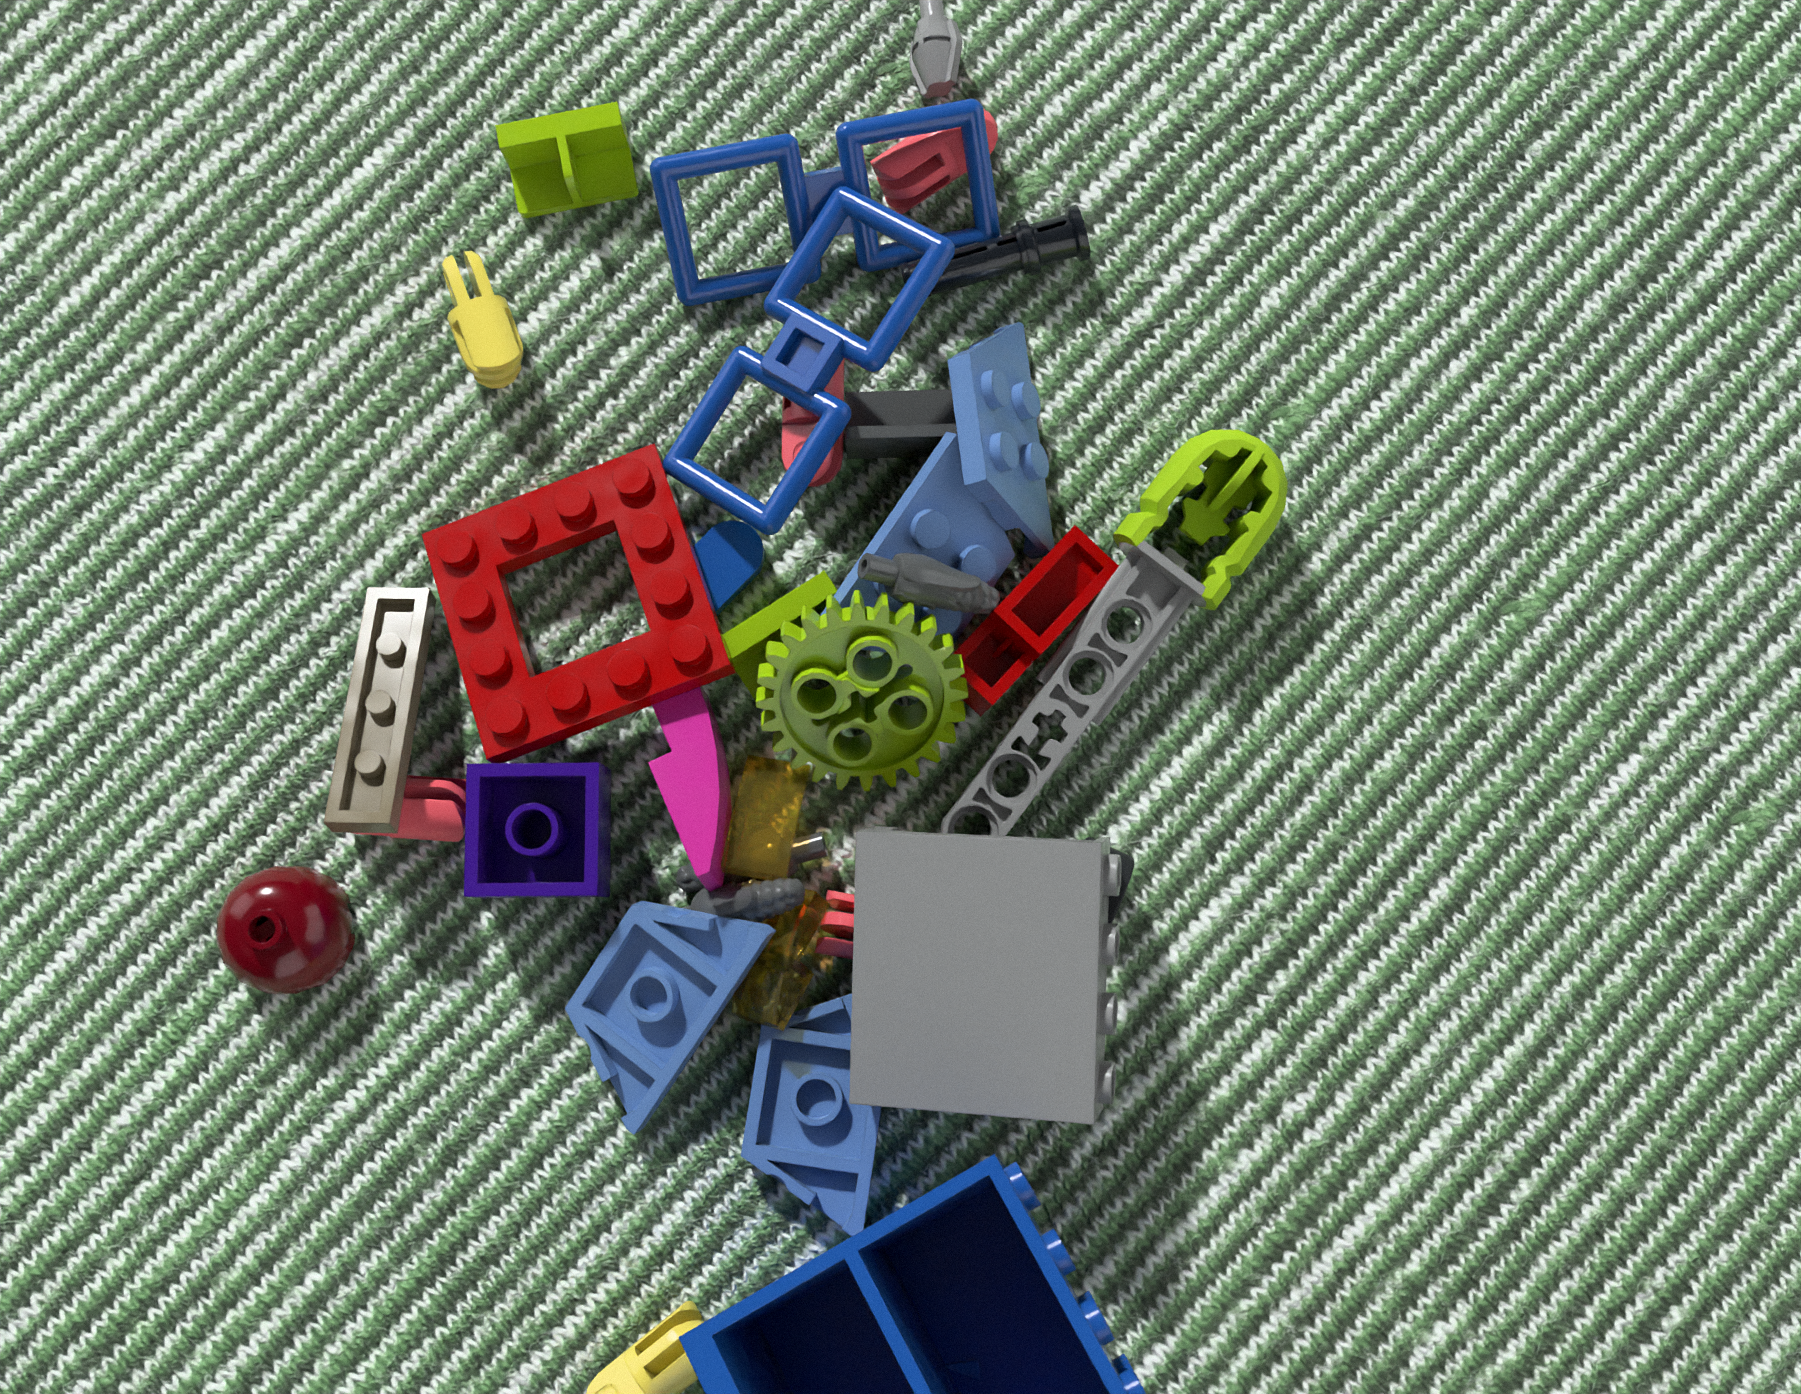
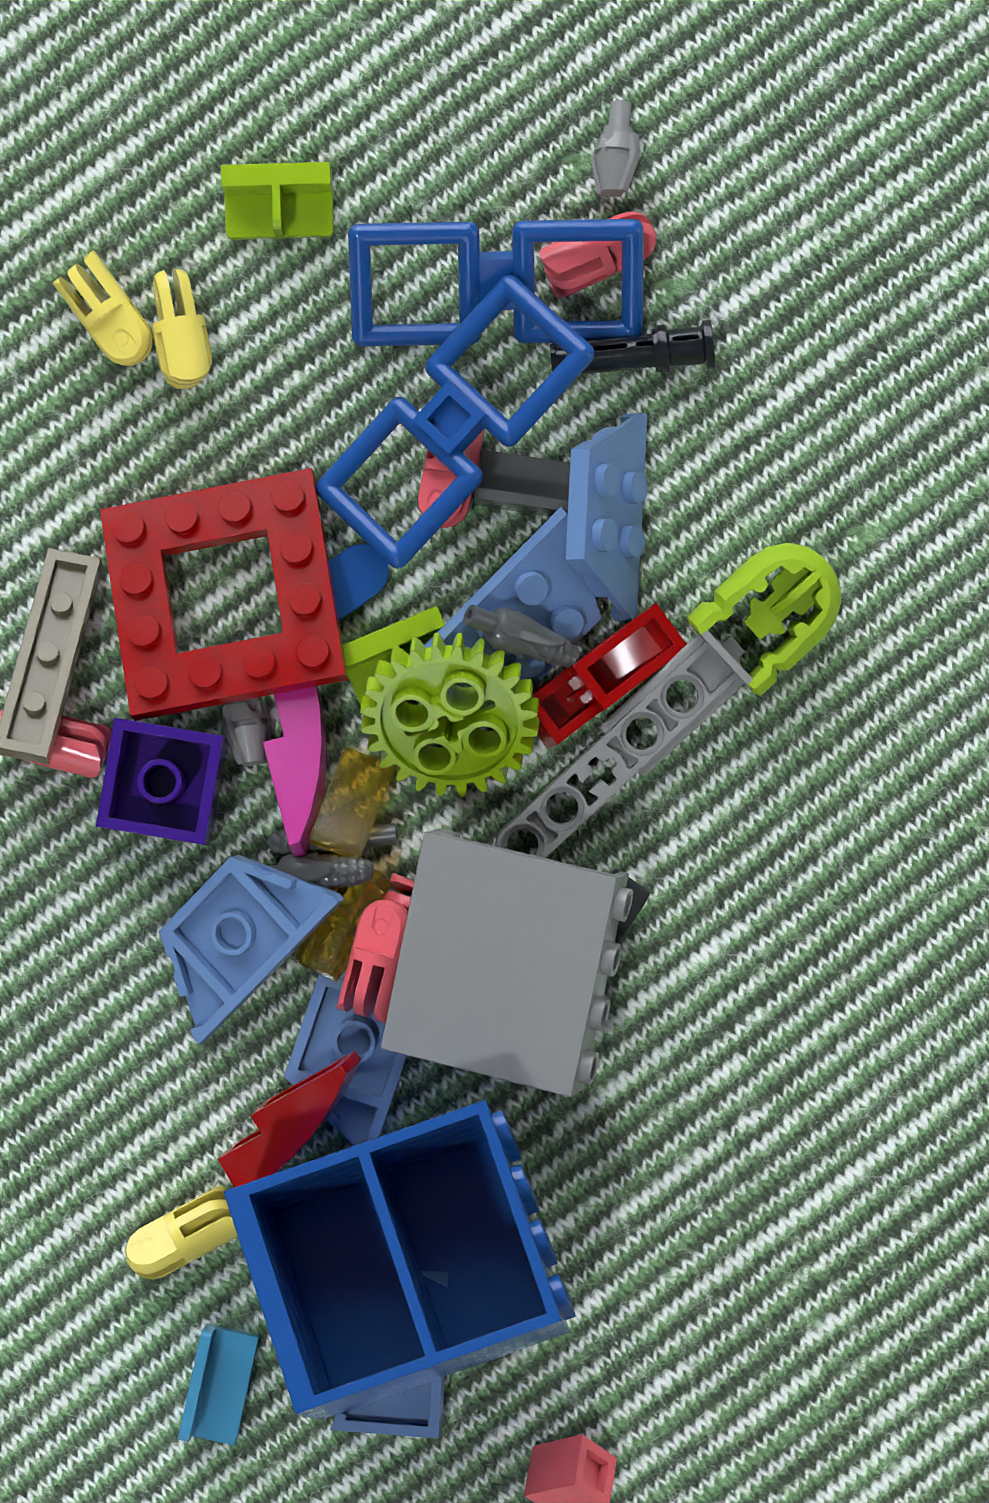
camera: 10 degrees right, 5 degrees up
(400, 319) = (113, 321): none -> light yellow arm
(626, 749) = (246, 728): none -> light grey piece
(752, 1216) = (288, 1122): none -> red slope
(823, 997) = (373, 960): none -> coral arm

